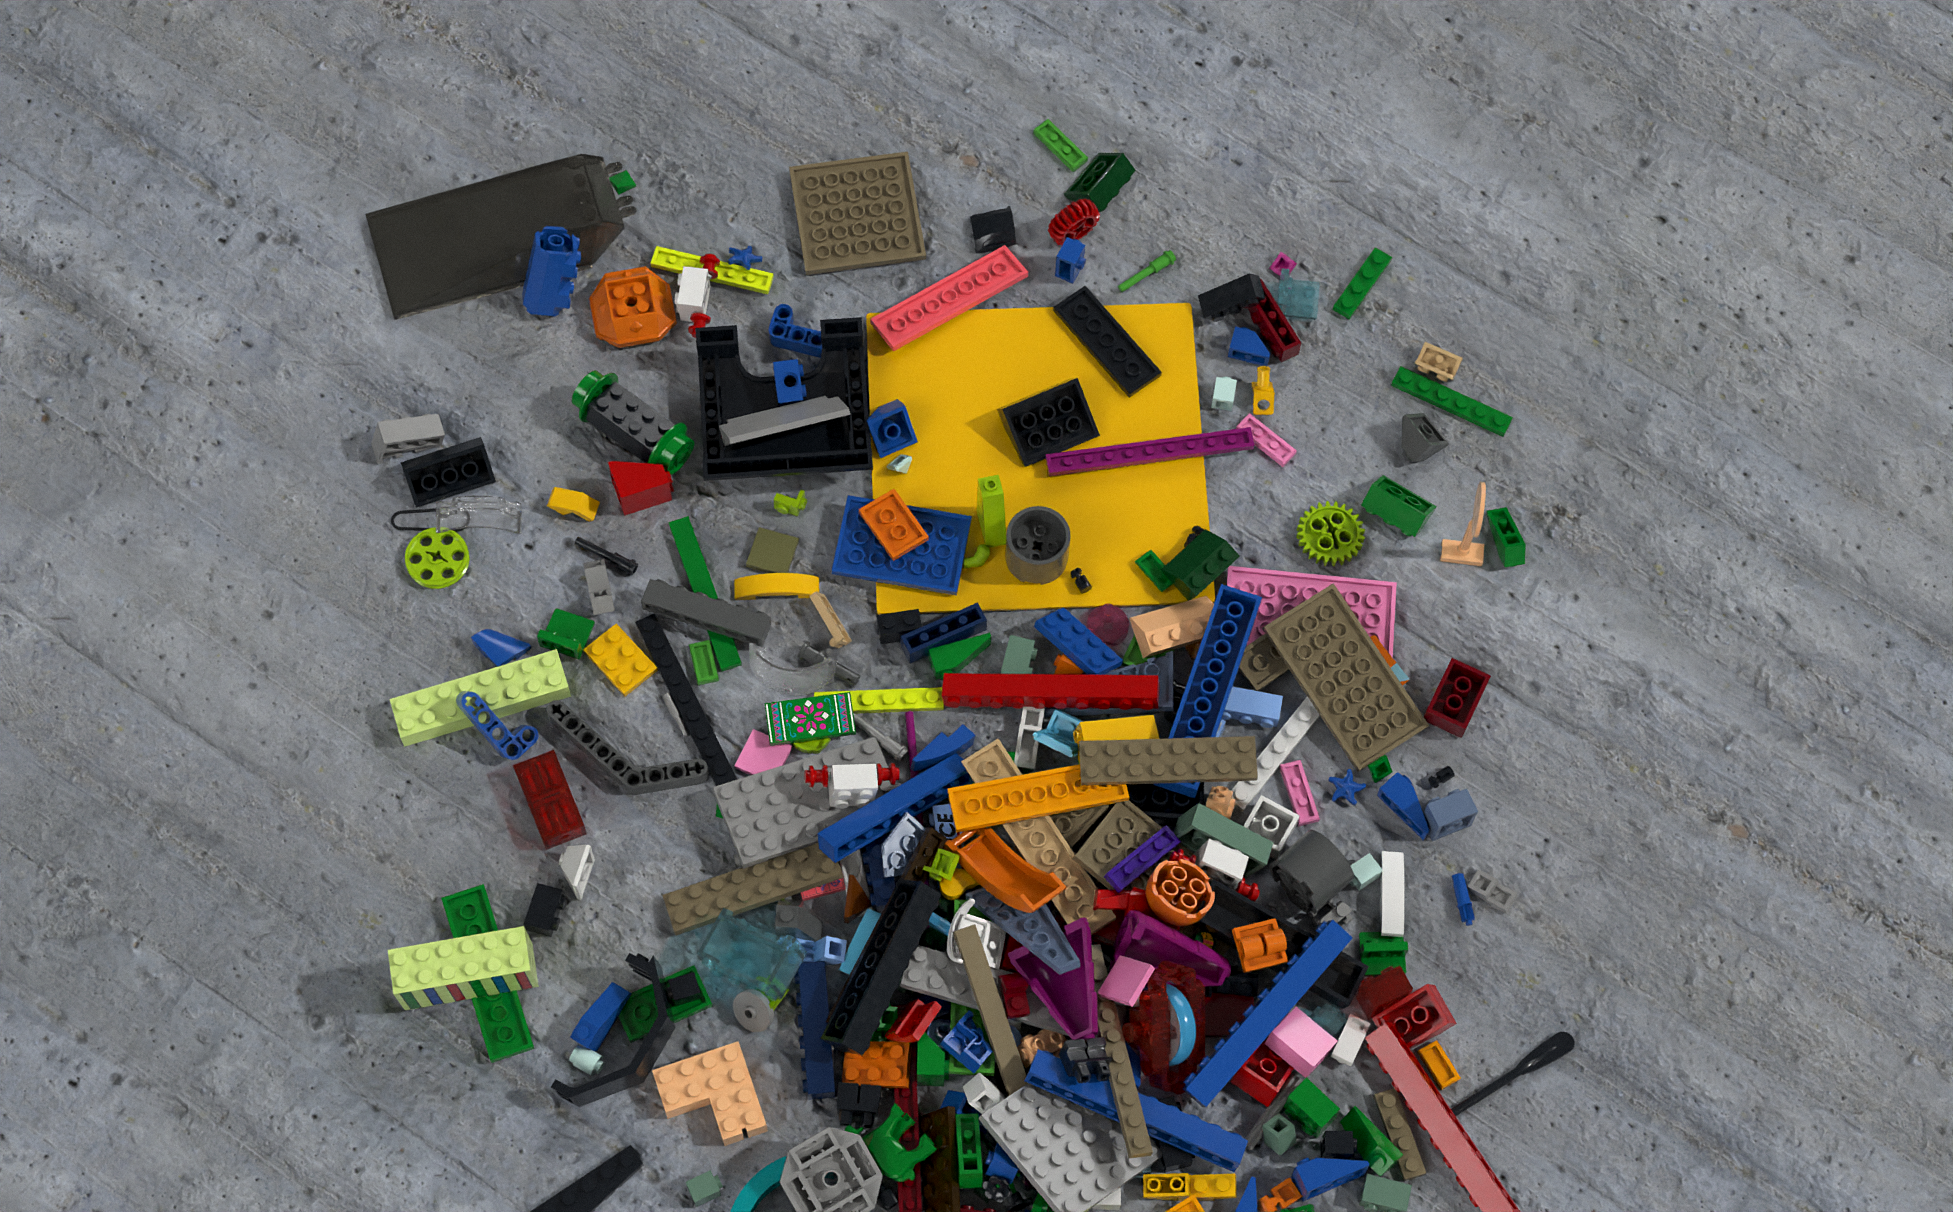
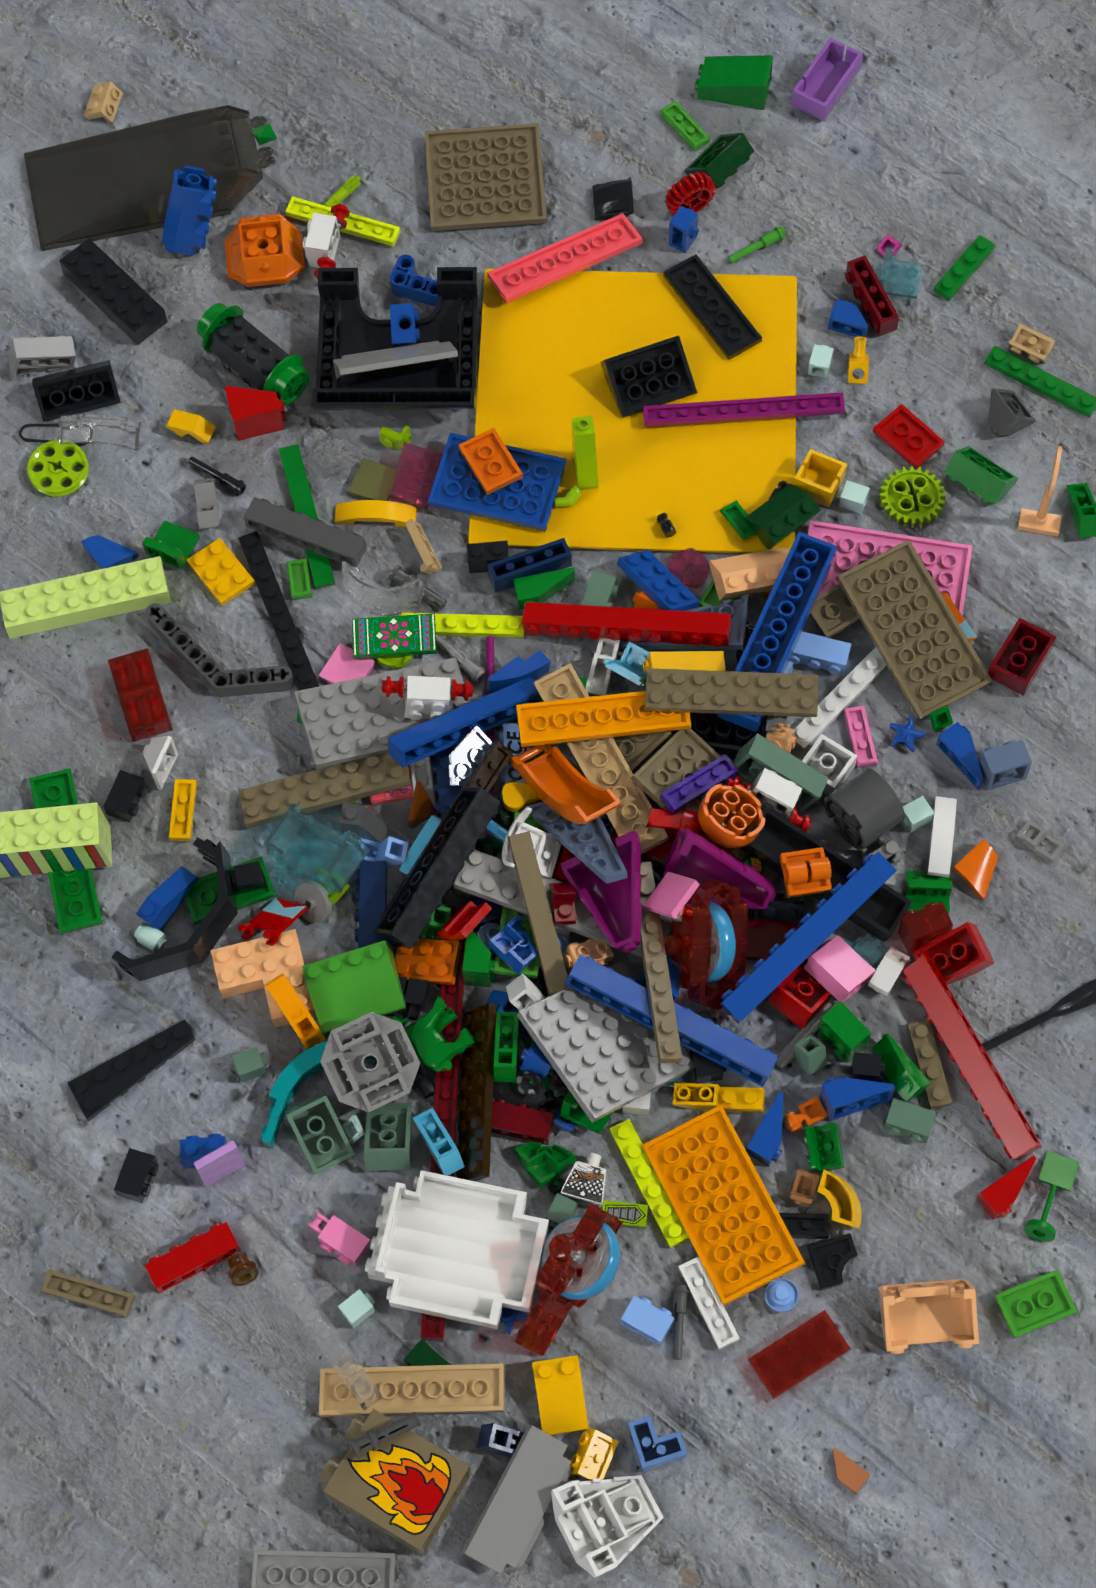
camera: 10 degrees right, 0 degrees up
(444, 152) = (103, 102): none -> tan bracket
(477, 361) = (113, 291): none -> black brick
(492, 722) = (92, 618): blue beam -> none
(606, 920) = (182, 810): none -> yellow plate
(675, 713) = (267, 623): light grey piece -> none
(709, 238) = (344, 191): none -> lime piece
(715, 1031) = (273, 919): none -> red flag
(743, 257) = (373, 211): blue animal -> none
(748, 1131) = (295, 1011): none -> light orange slope
(806, 1099) = (354, 985): none -> bright green slope
(815, 543) = (415, 475): none -> clear pink plate
(891, 428) = (497, 374): blue slope -> none
(900, 464) = (504, 407): light aqua slope -> none
(943, 865) = (506, 778): lime bracket -> none
(1039, 530) = (626, 487): dark grey brick -> none
(1086, 1058) = (625, 966): black hips -> none
(1108, 94) = (735, 80): none -> green slope
(1203, 88) = (826, 79): none -> medium lavender piece
(1231, 297) = (835, 271): black brick -> none
(1235, 519) = (820, 477): none -> yellow piece
(1268, 441) = (859, 407): bright pink tile -> none
(1270, 537) = (853, 496): none -> light aqua brick
(1321, 469) = (908, 436): none -> red plate
(1431, 924) = (978, 868): none -> orange slope
(1438, 1065) = (974, 1001): light orange tile -> none
(1442, 776) = (1001, 730): black piece -> none
(1463, 899) = (1011, 846): blue piece -> none

